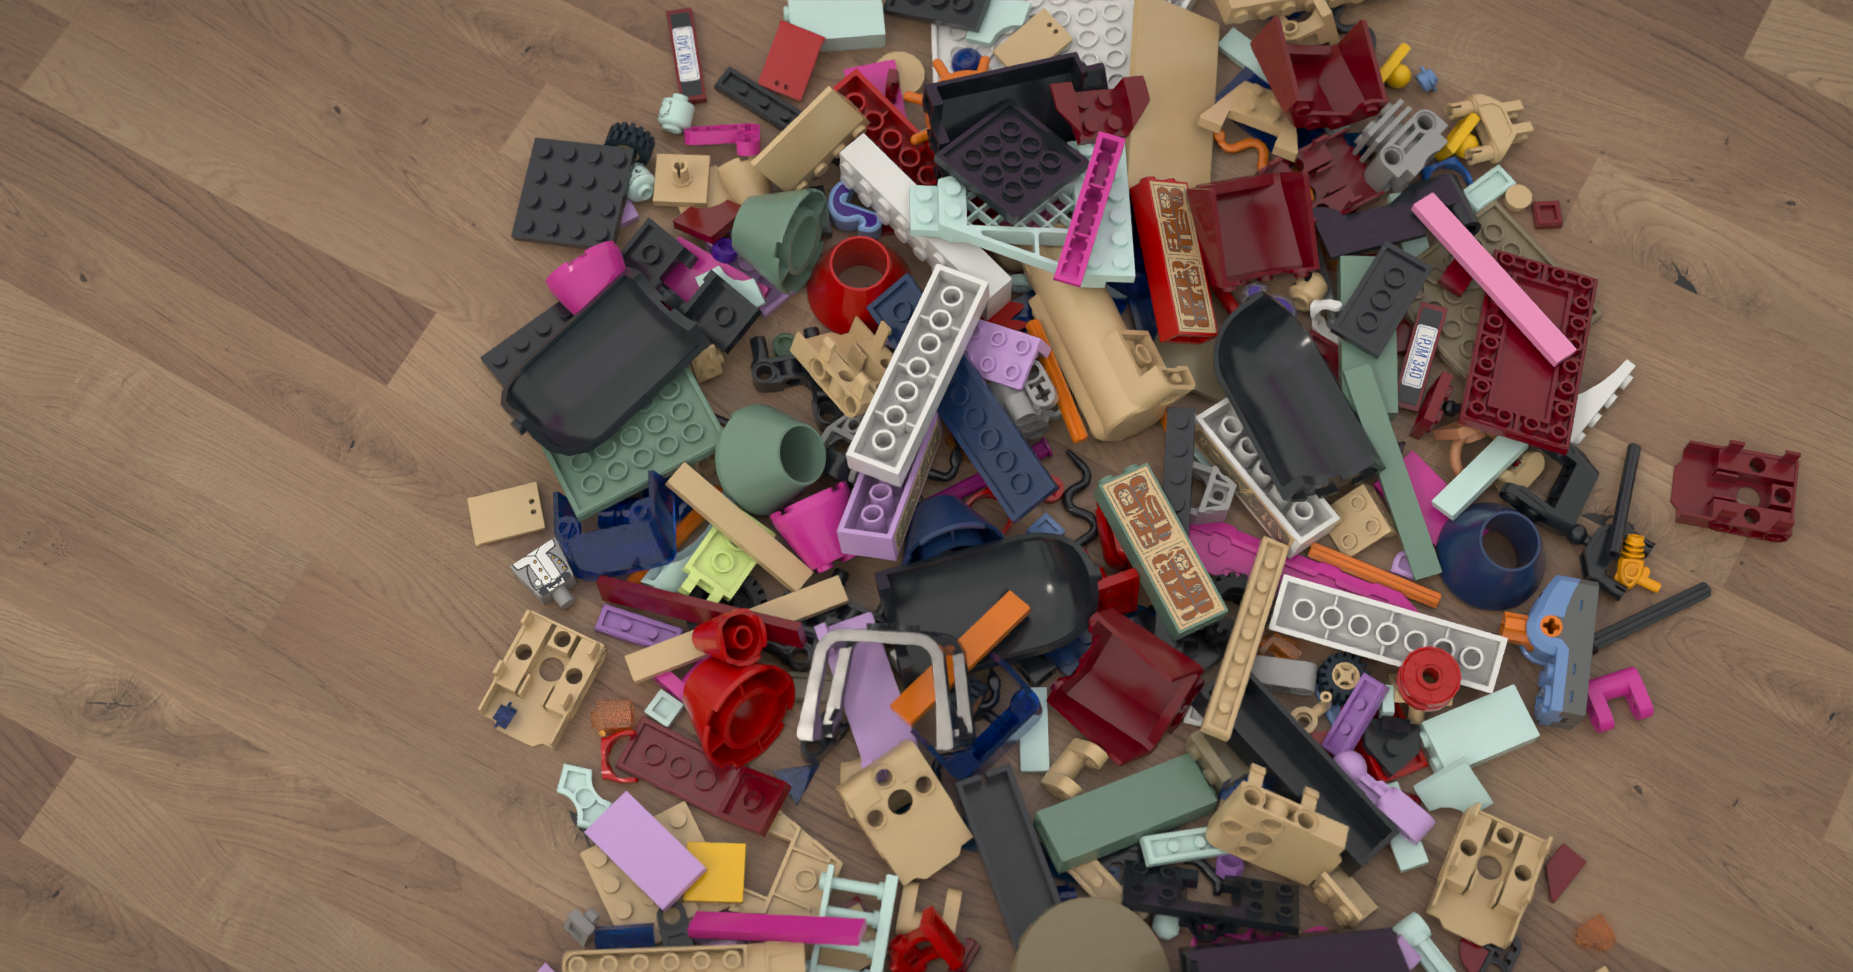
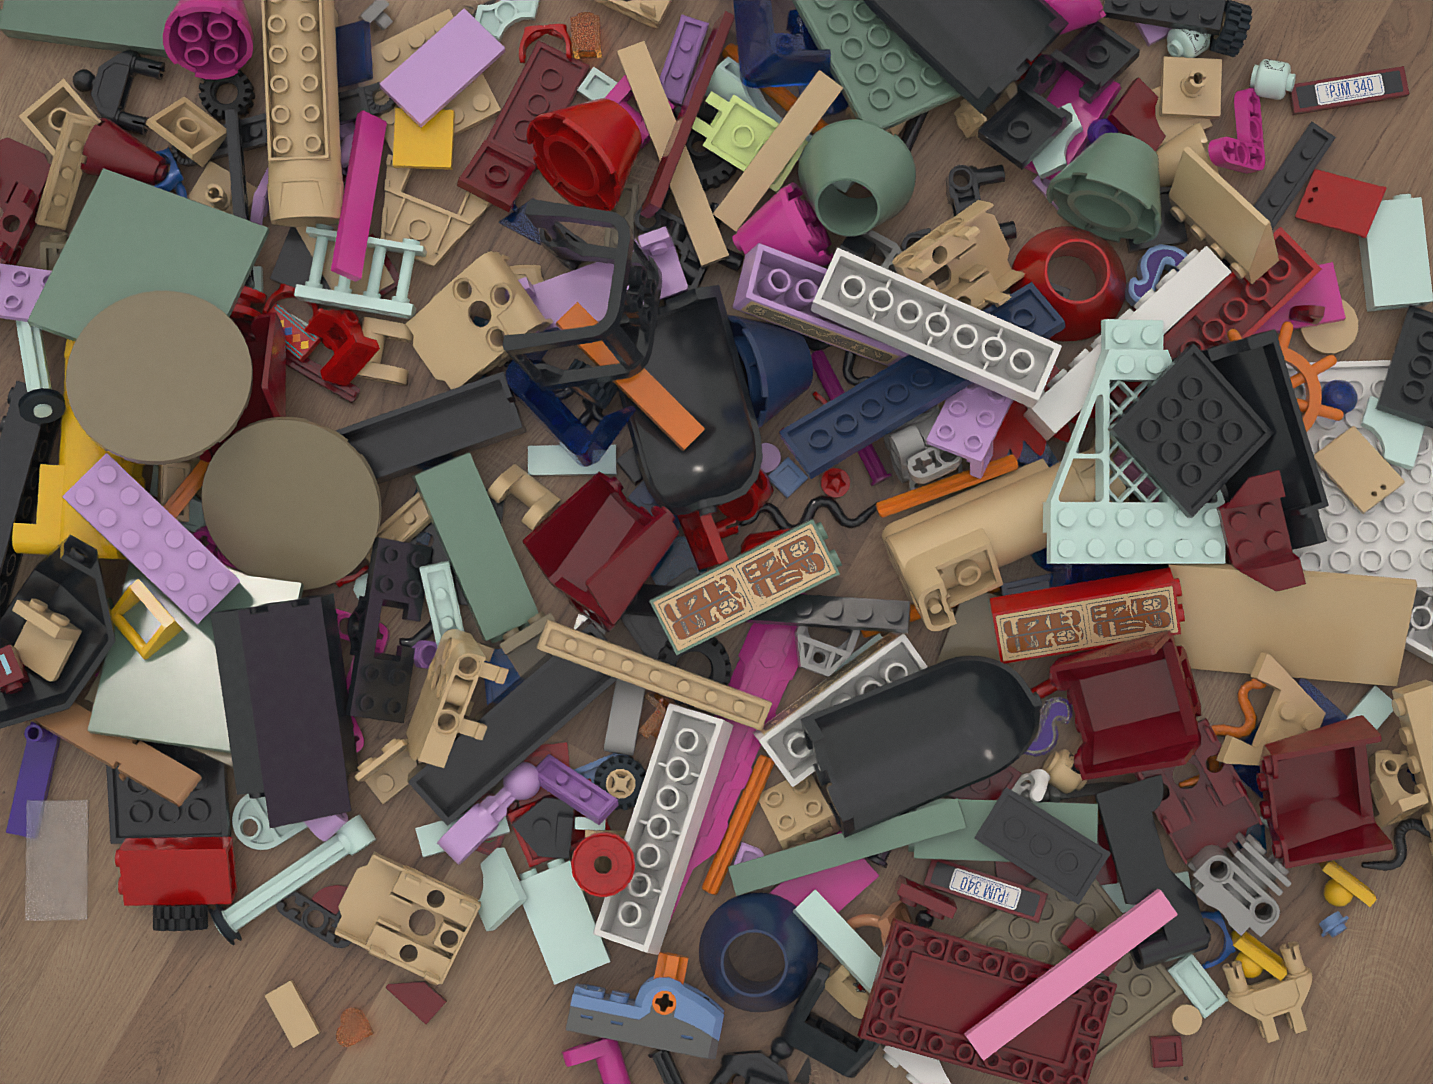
camera: 95 degrees right, 15 degrees up
(732, 637) = (646, 140): red cone -> none
(782, 344) = (1002, 203): clear green tile -> none
(1066, 892) = (397, 488): clear blue plate -> none
(1089, 209) = (1124, 512): dark pink slope -> none
(1314, 713) = (584, 749): tan plate -> none

